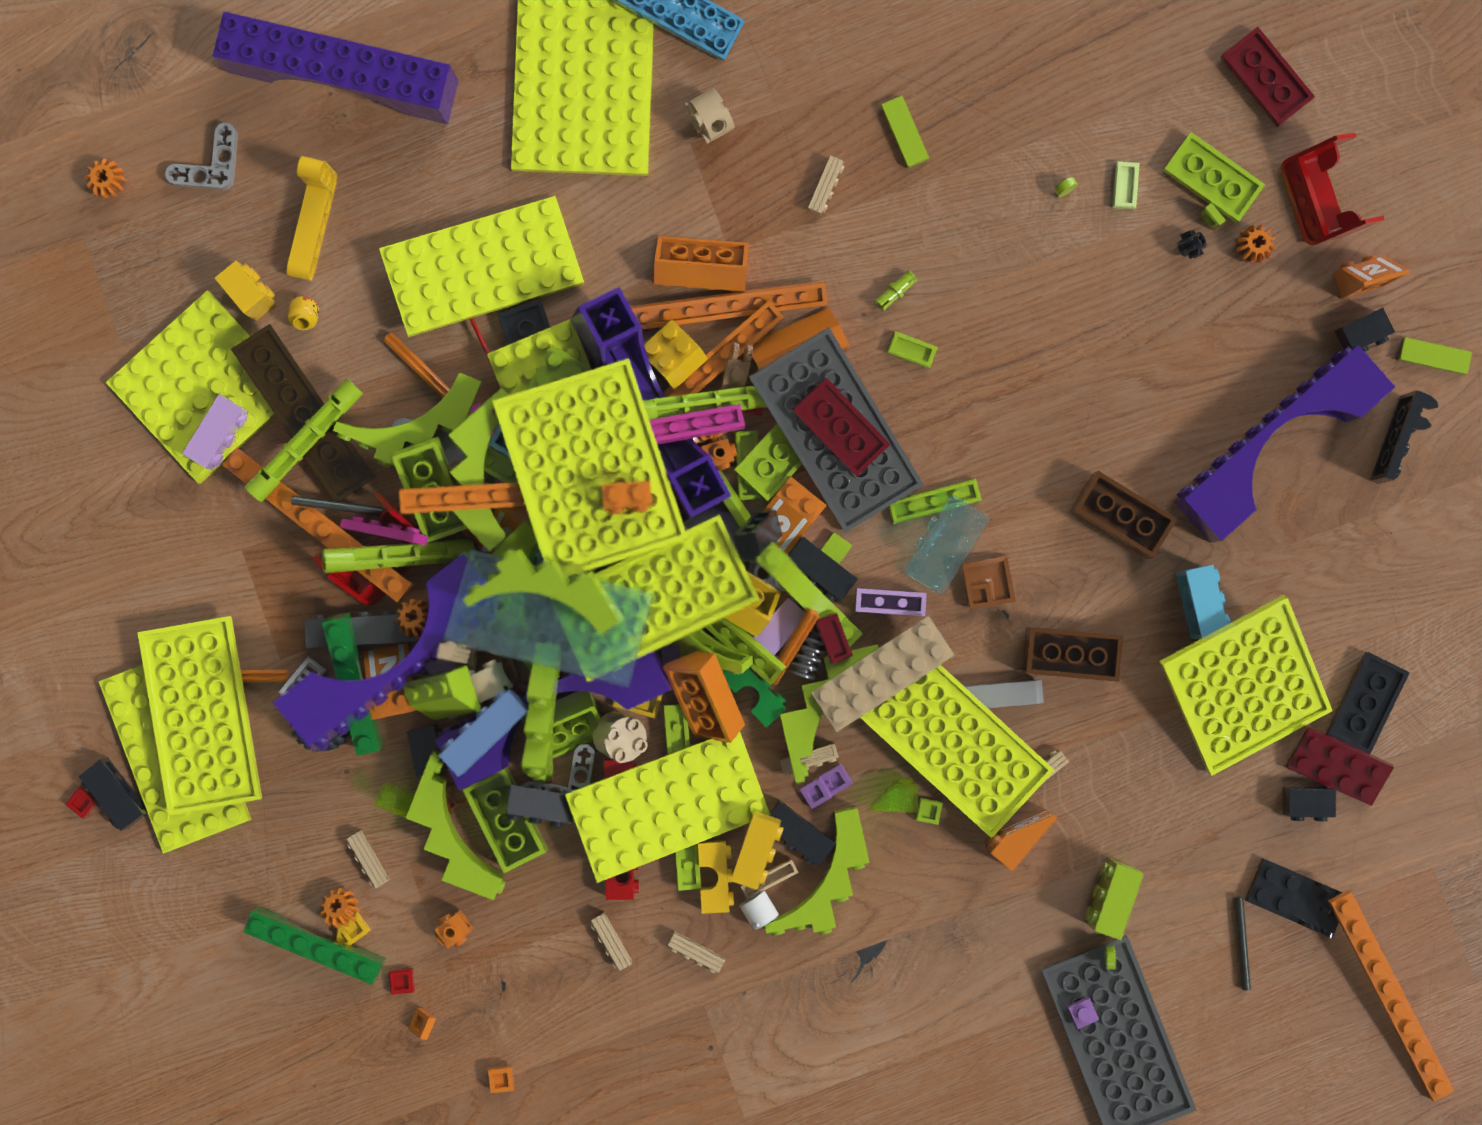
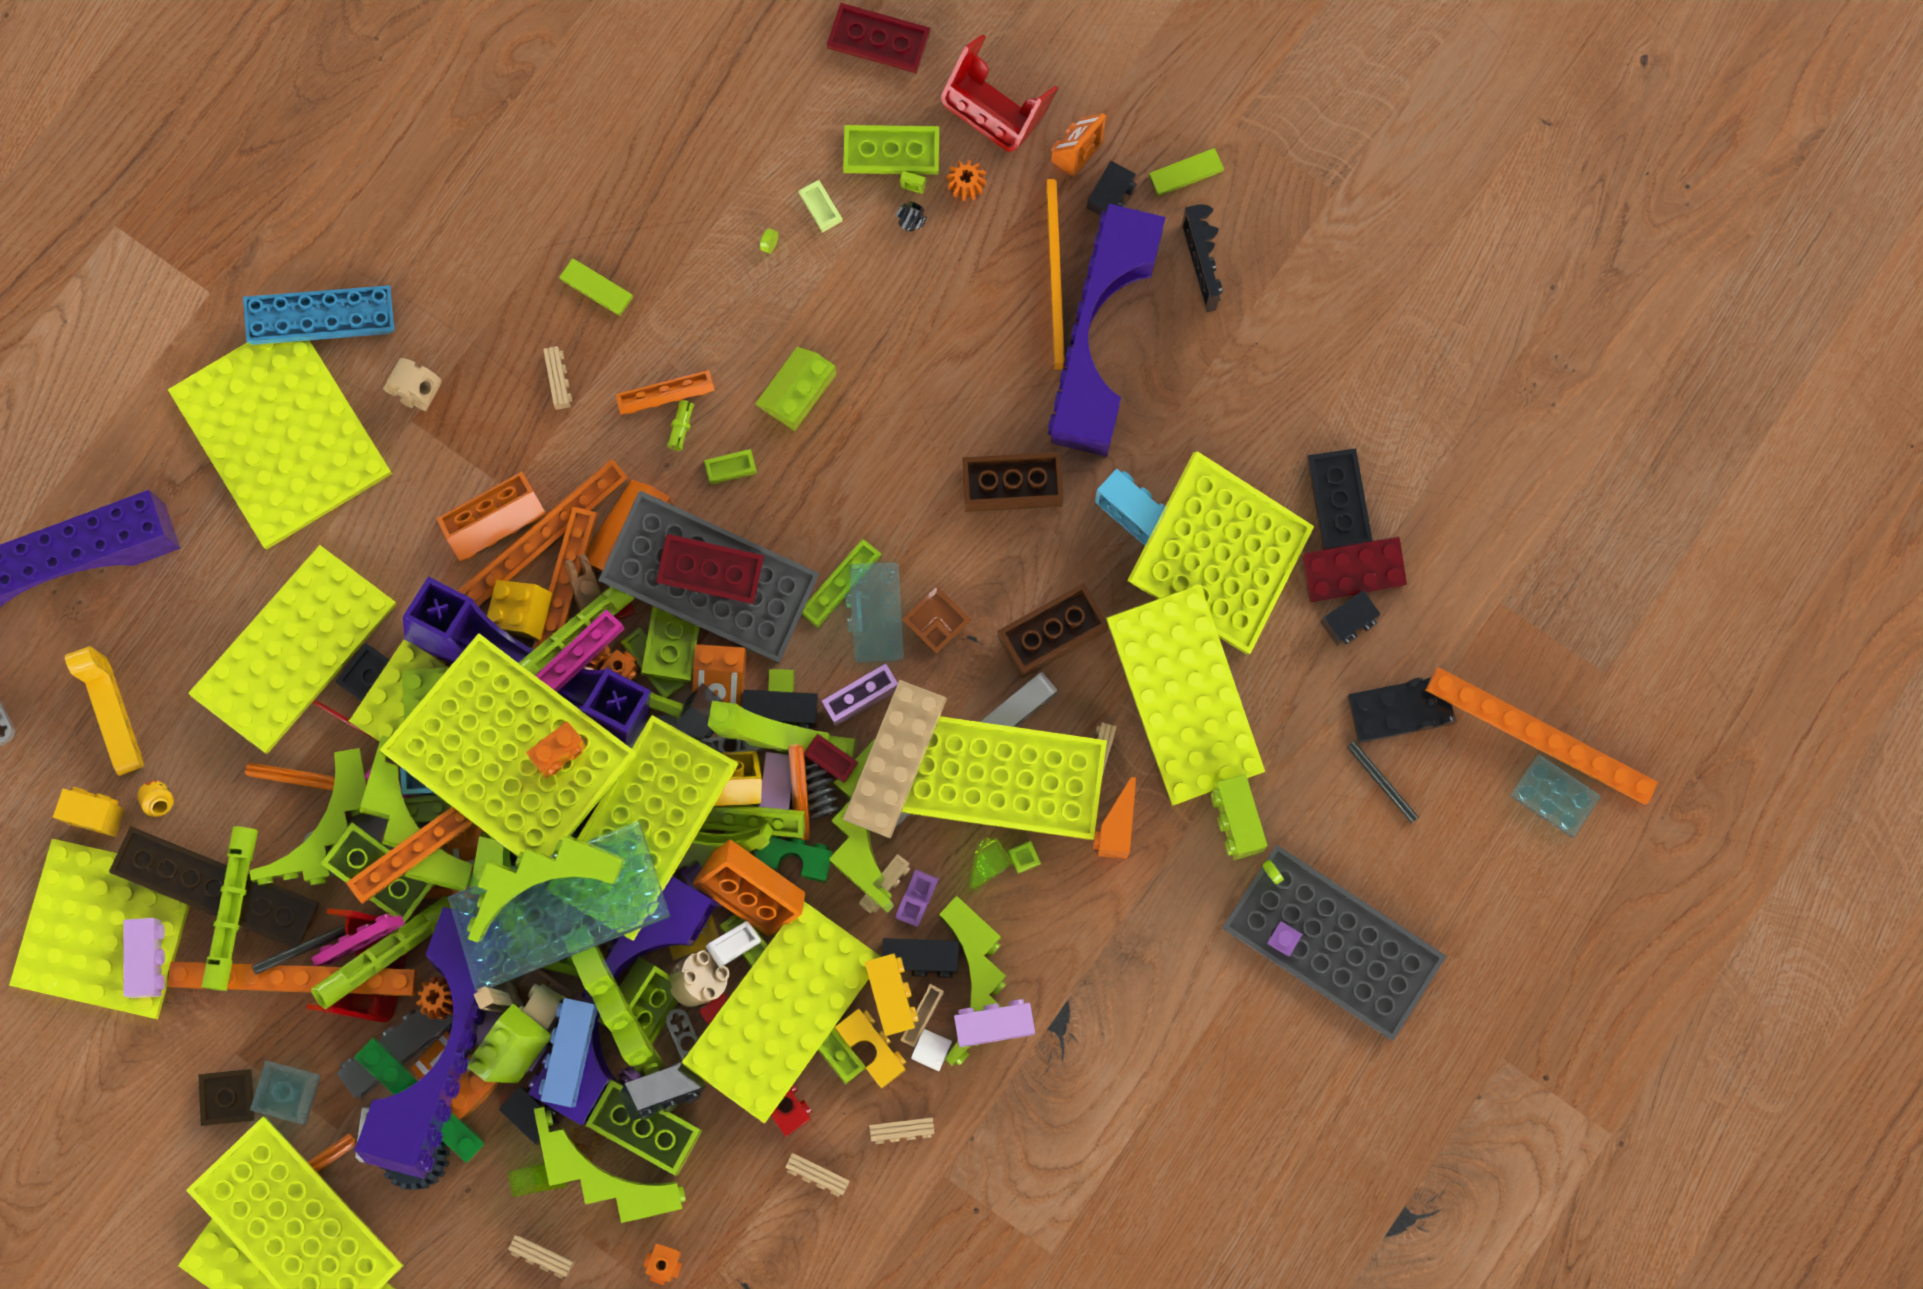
camera: 35 degrees left, 10 degrees down
(212, 579) = (226, 1097): none -> dark brown plate
(257, 608) = (285, 1092): none -> clear light blue brick
(519, 775) = (628, 1075): none -> medium lavender plate
(663, 729) = (733, 944): none -> white tile
(819, 927) = (994, 1023): none -> lavender brick
(901, 255) = (664, 392): none -> orange plate
(1006, 321) = (797, 387): none -> lime slope
(1140, 775) = (1185, 693): none -> neon yellow plate
(1273, 368) = (1055, 274): none -> light orange tile
(1367, 1046) = (1555, 795): none -> clear light blue plate

